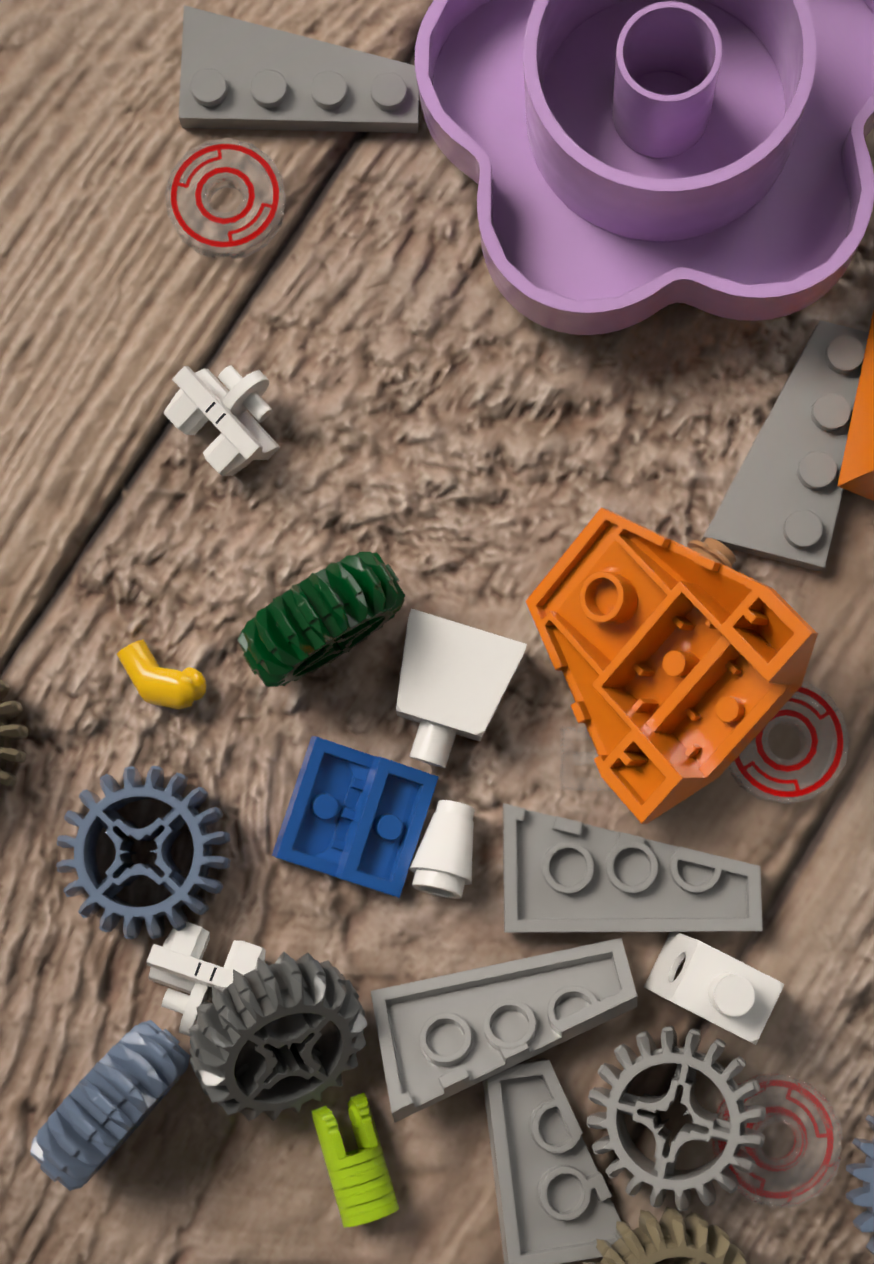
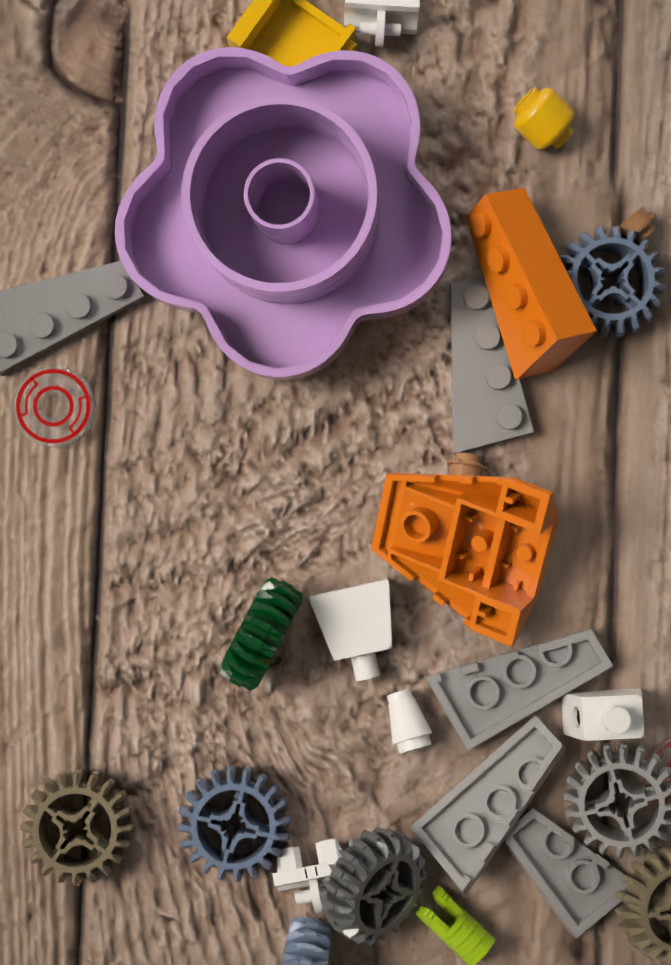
camera: 30 degrees left, 5 degrees up
(161, 685) = (187, 720): yellow arm -> none
(205, 399) = (134, 535): white hips -> none
(355, 816) = (343, 732): blue slope -> none
(814, 767) = (590, 553): clear tile -> none

